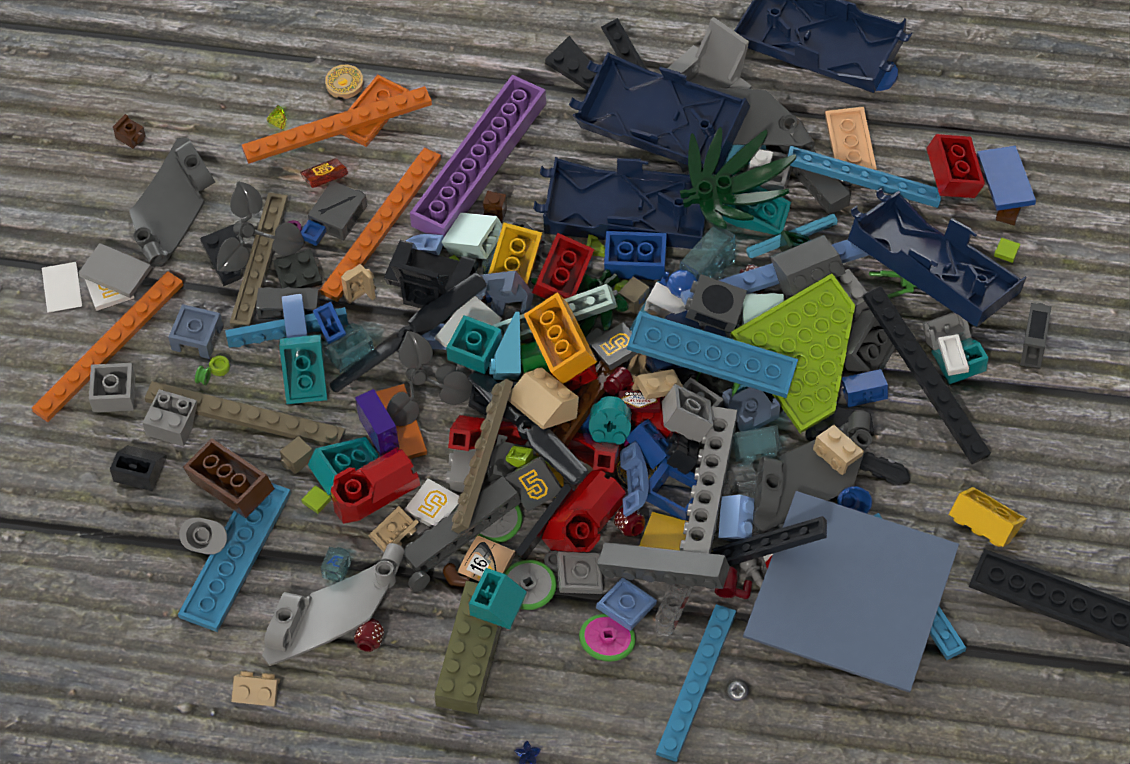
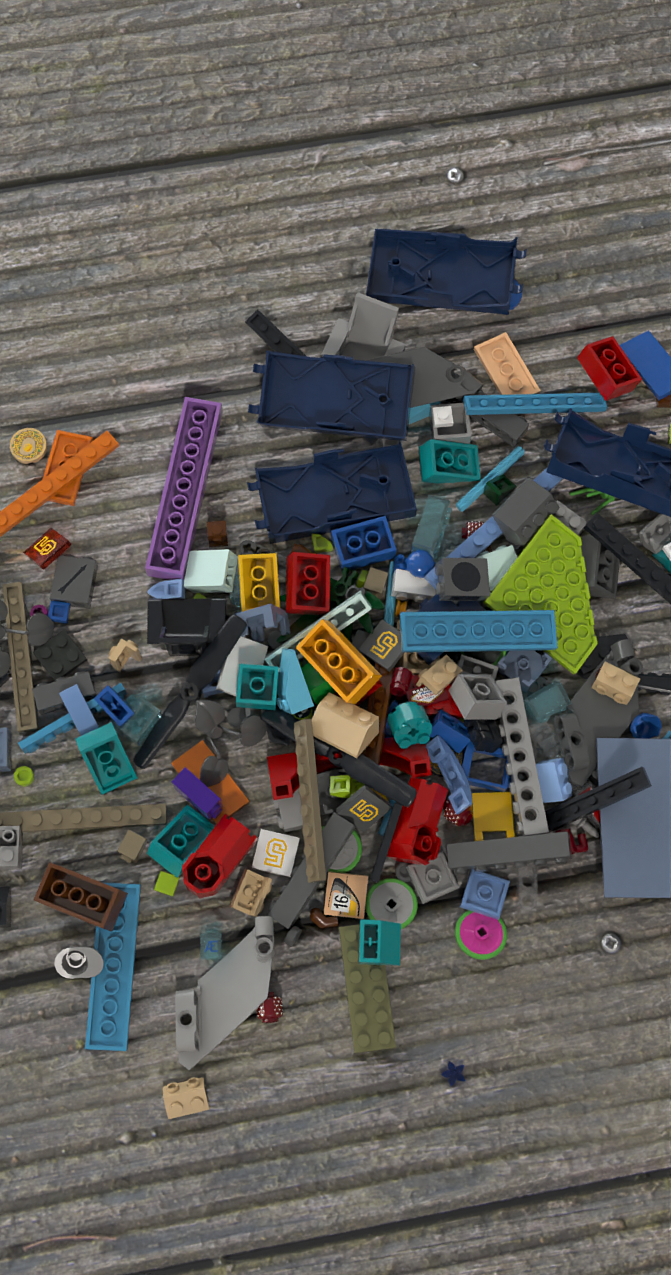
camera: 25 degrees left, 15 degrees up
(203, 375) = (13, 793): bright green bush -> none
(382, 221) = (118, 582): orange plate -> none
(571, 63) = (231, 365): black wing -> none
(696, 683) = (574, 950): dark azure plate -> none
(720, 189) = (415, 460): dark green plant -> none
(865, 388) = (611, 609): blue hinge -> none

